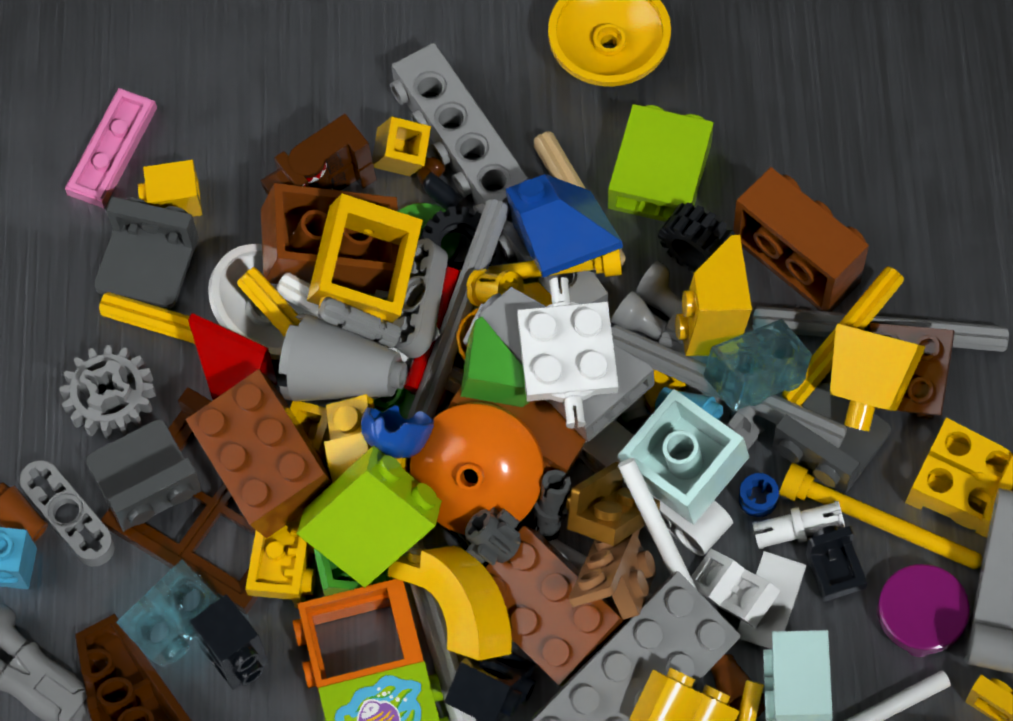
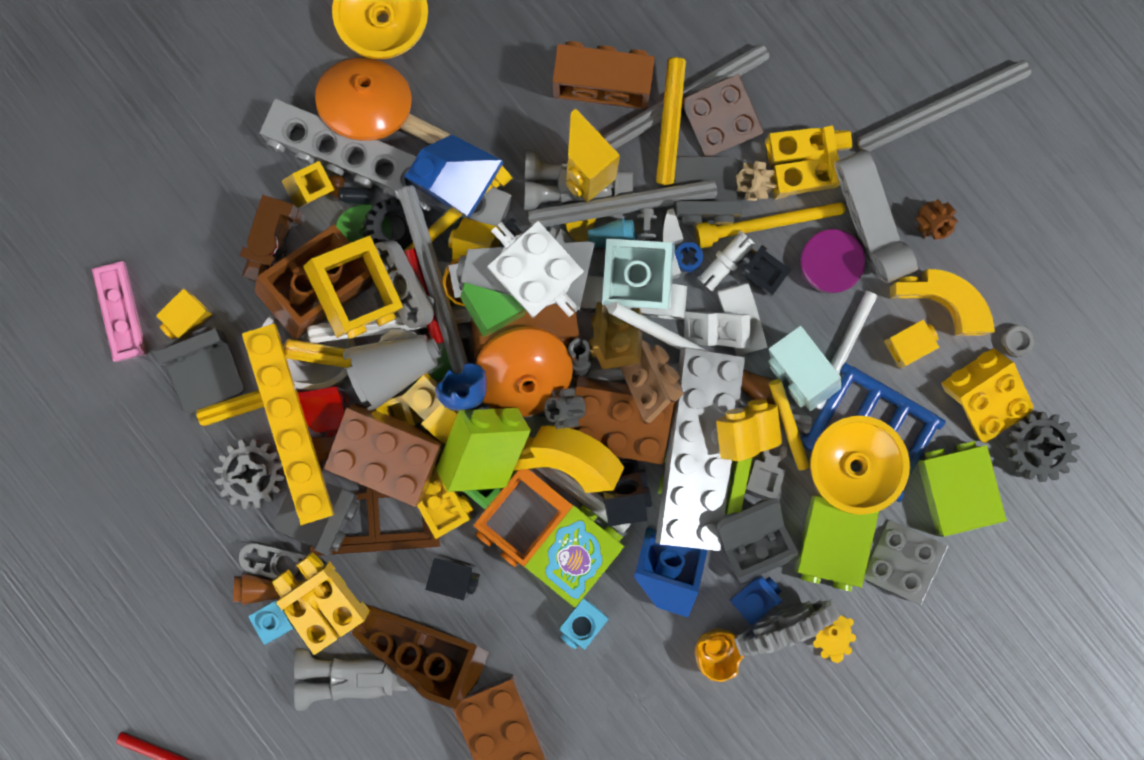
camera: 40 degrees left, 20 degrees up
(67, 569) = (319, 604): none -> yellow hips
(165, 604) = (396, 581): clear light blue brick -> none
(185, 351) = (288, 424): none -> yellow plate
(359, 322) = (382, 331): light grey axle -> none
(480, 292) = (447, 247): yellow bush -> none
(526, 104) = (363, 111): none -> orange dish
(659, 162) = (477, 80): lime brick -> none
(692, 235) = (540, 119): black tyre -> none
(757, 365) = (633, 179): clear light blue brick -> none
(759, 451) = (672, 233): none -> white slope
(871, 372) = (707, 136): yellow torso -> none
(894, 460) = (755, 181): none -> tan gear

